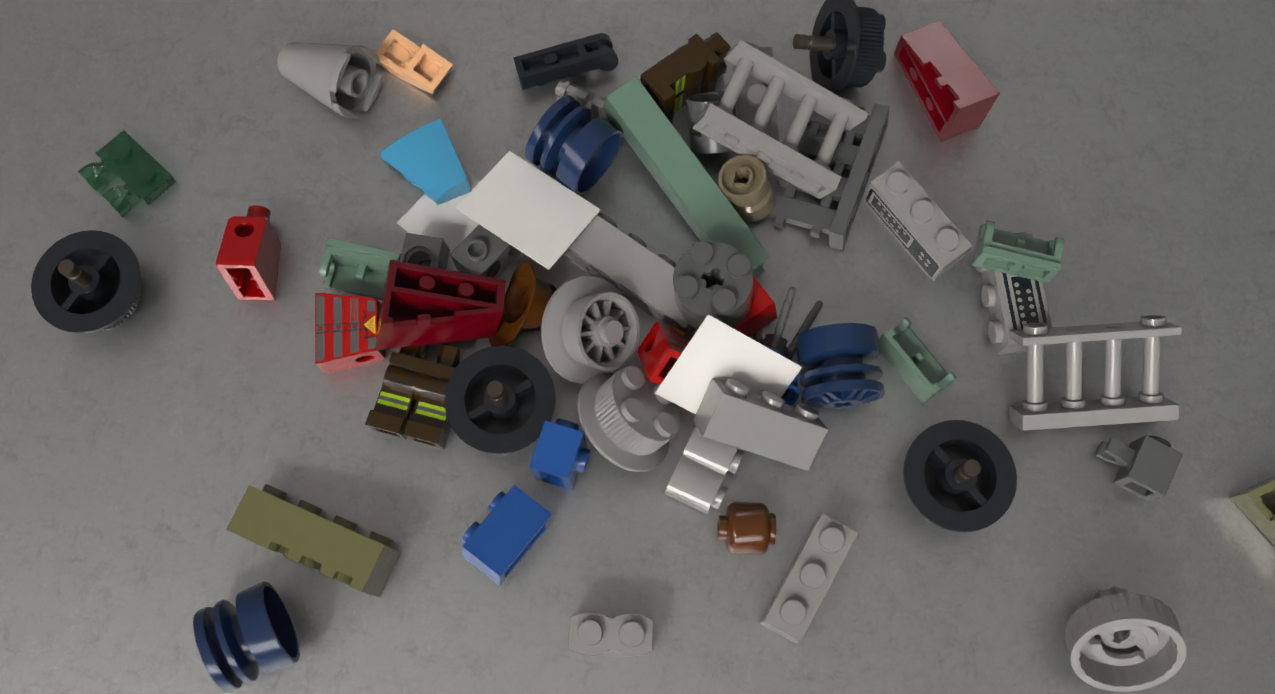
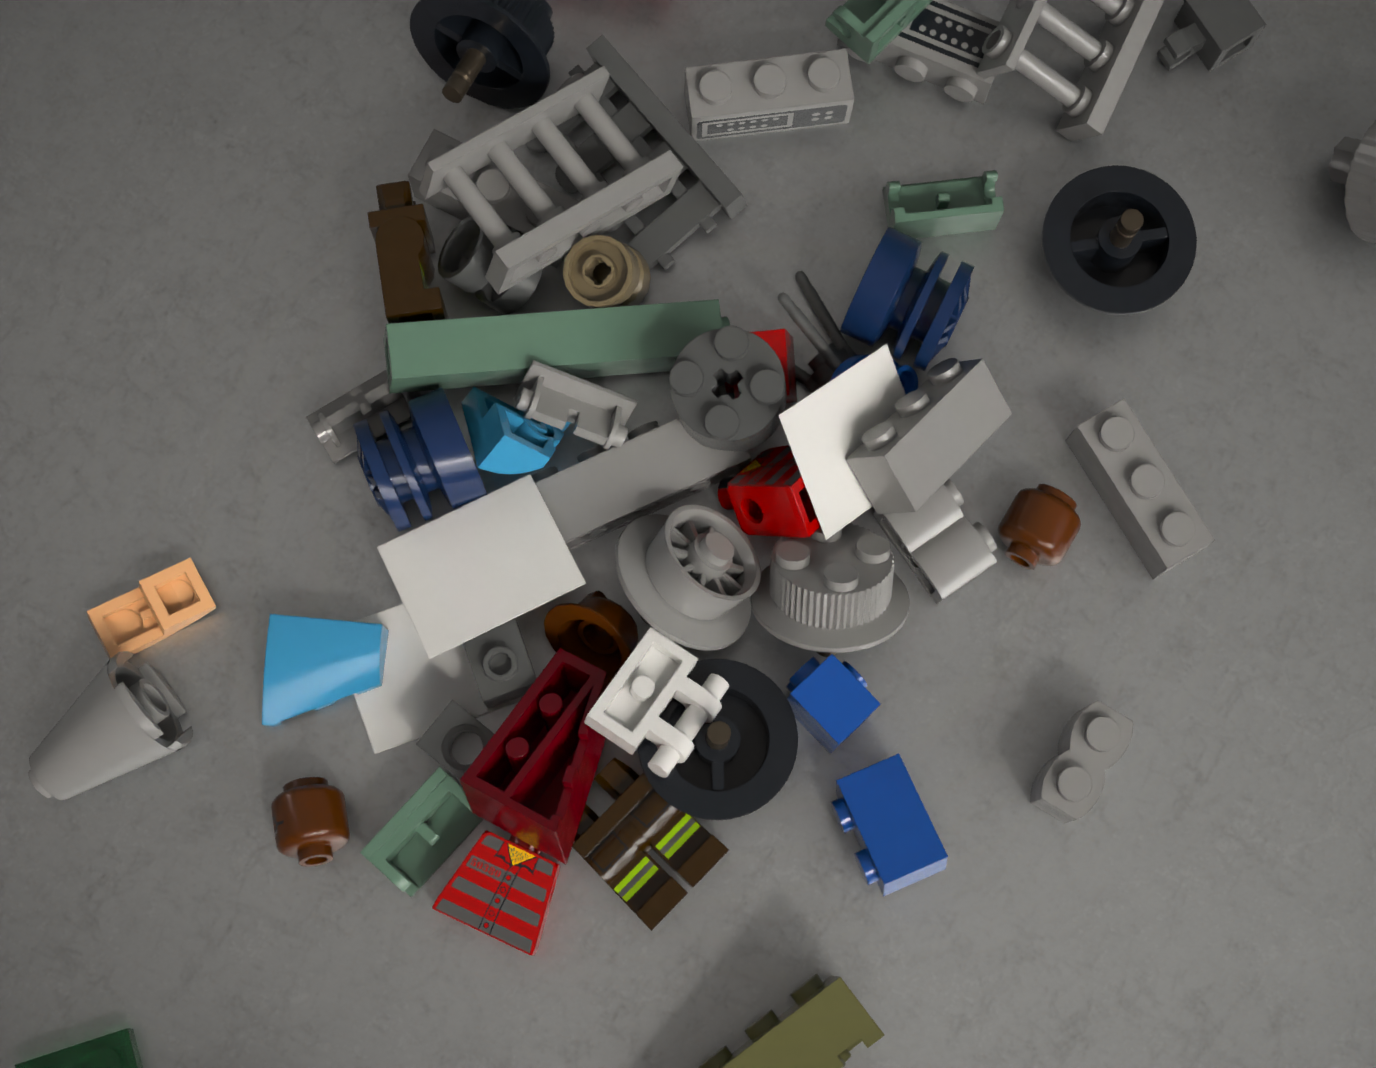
camera: 65 degrees left, 5 degrees up
(250, 255) = (318, 968): red torso -> none
(335, 205) = (310, 821): none -> reddish brown head
(499, 335) = (642, 691): none -> white plate
(566, 60) = (278, 405): black plate -> none
(616, 186) = (504, 438): none -> dark azure slope
(658, 225) = (561, 397): none -> light grey hinge

